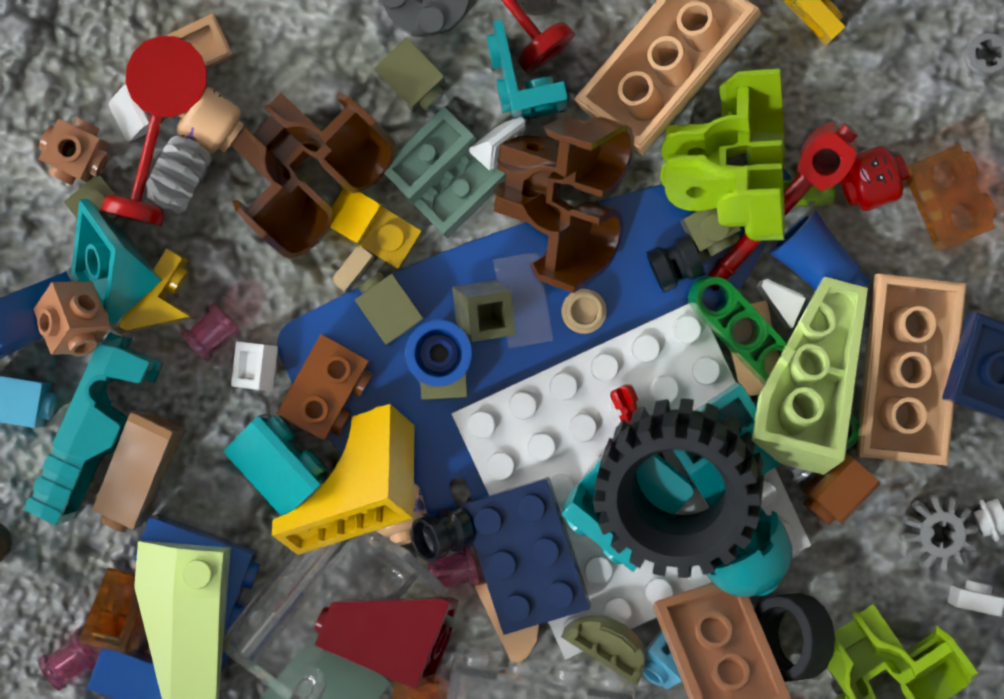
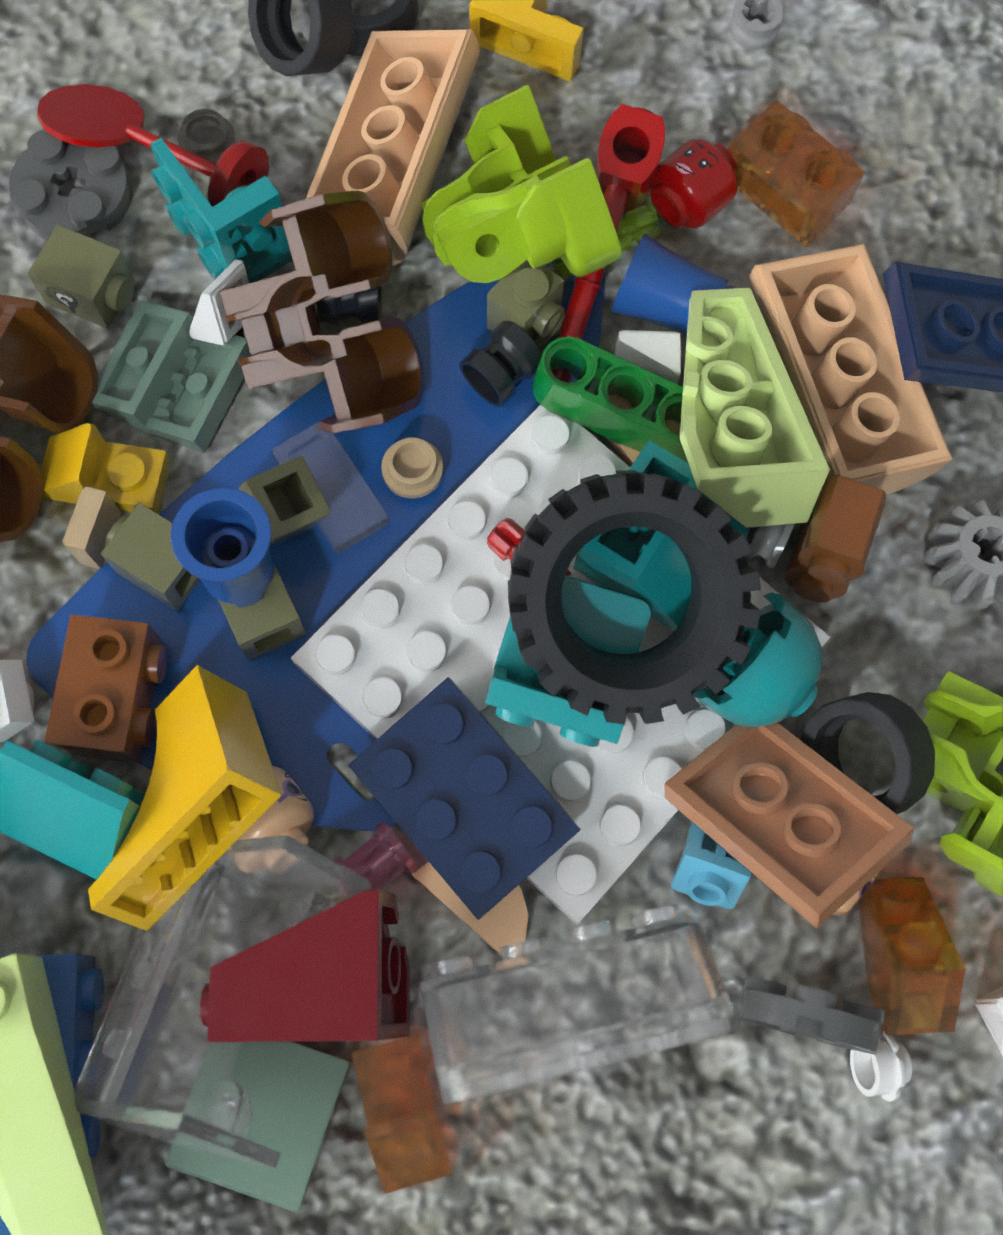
camera: 25 degrees left, 15 degrees down
(442, 533) = (346, 807): black wheel -> none
(609, 644) = (630, 869): olive plate -> none

